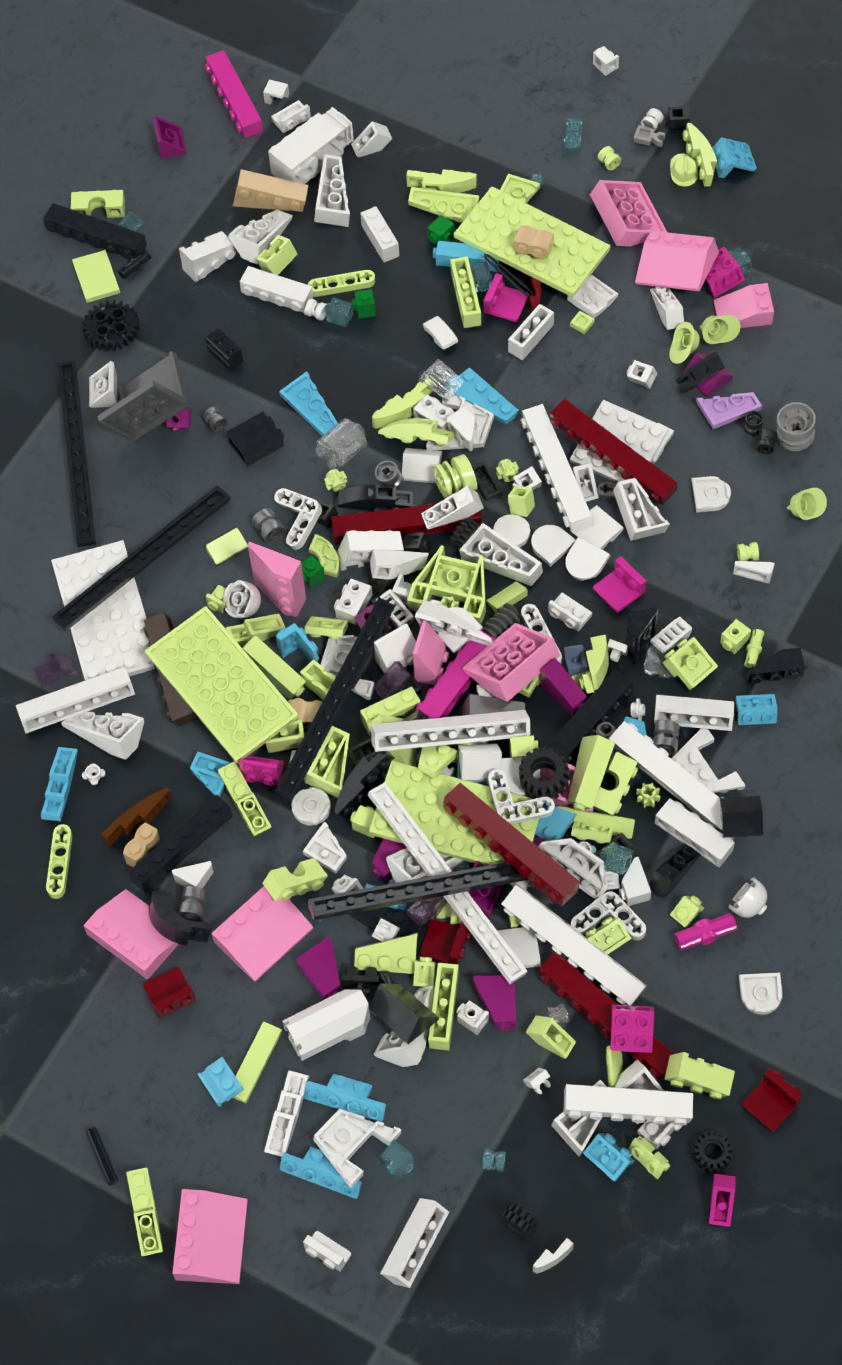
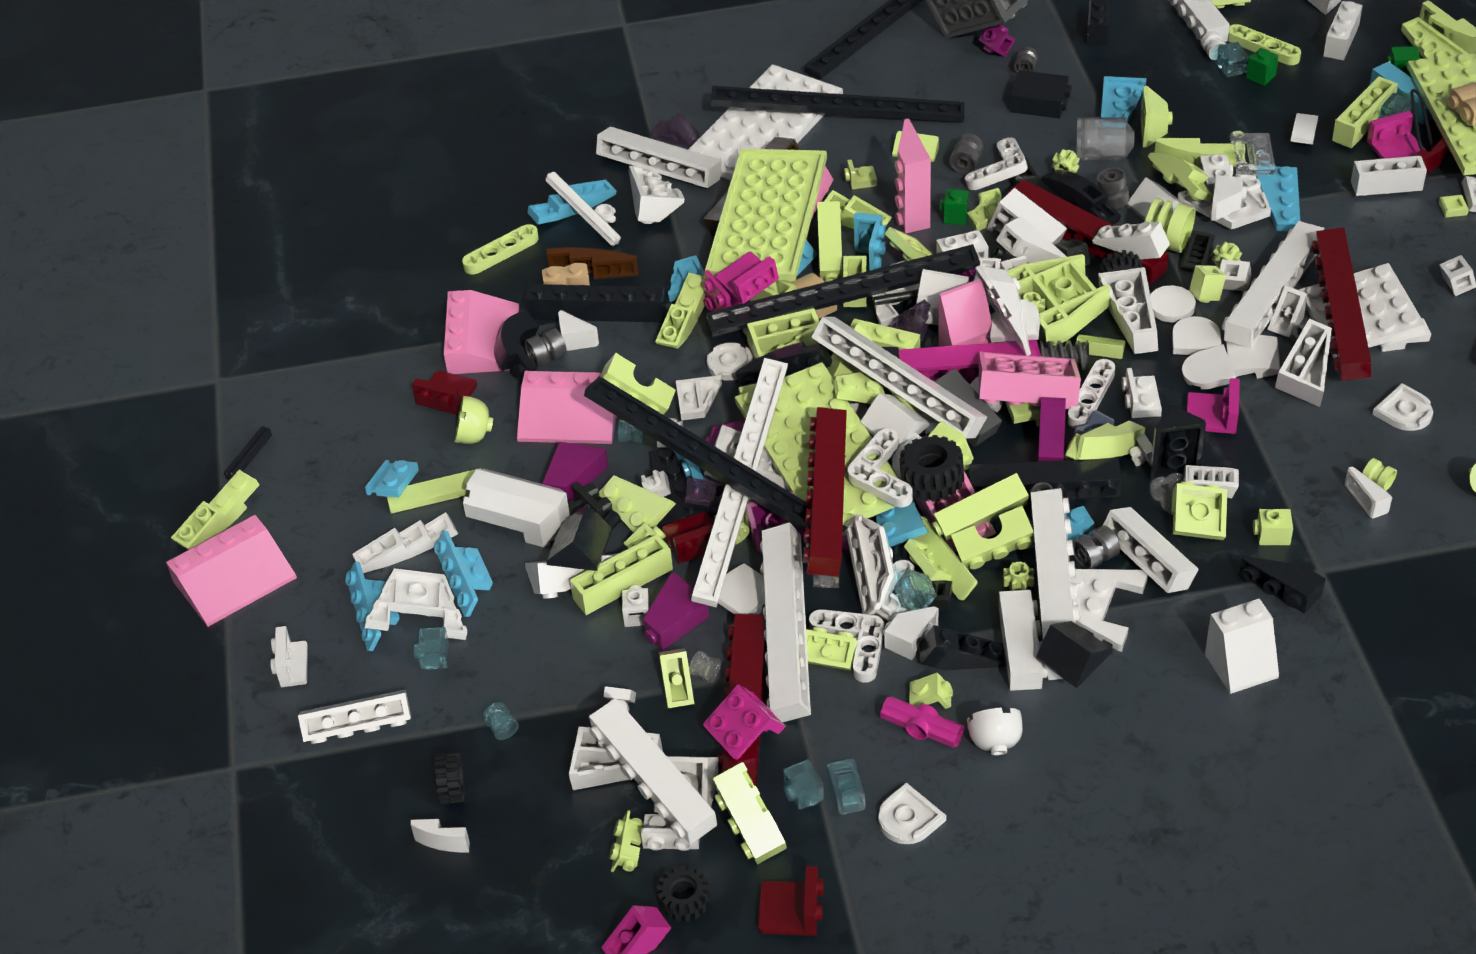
camera: 50 degrees right, 15 degrees down
(79, 783) = (582, 208): none -> white axle
(219, 998) = (472, 421): none -> yellowish green cylinder
(242, 599) = (874, 184): white cylinder -> none
(274, 742) = (748, 276): none -> dark pink bracket
(347, 400) = (1153, 117): none -> yellowish green slope
(608, 1155) = (594, 808): medium azure bracket -> none
(614, 1066) = (696, 744): yellowish green slope -> none
(637, 709) = (1100, 508): white plate -> none
(695, 1029) = (803, 785): none -> clear light blue brick
(716, 1016) = (847, 787): none -> clear light blue slope
(754, 648) = (1285, 549): yellowish green pin -> none
(756, 709) = (1213, 594): medium azure bracket -> none
(810, 730) = (1242, 646): none -> white slope

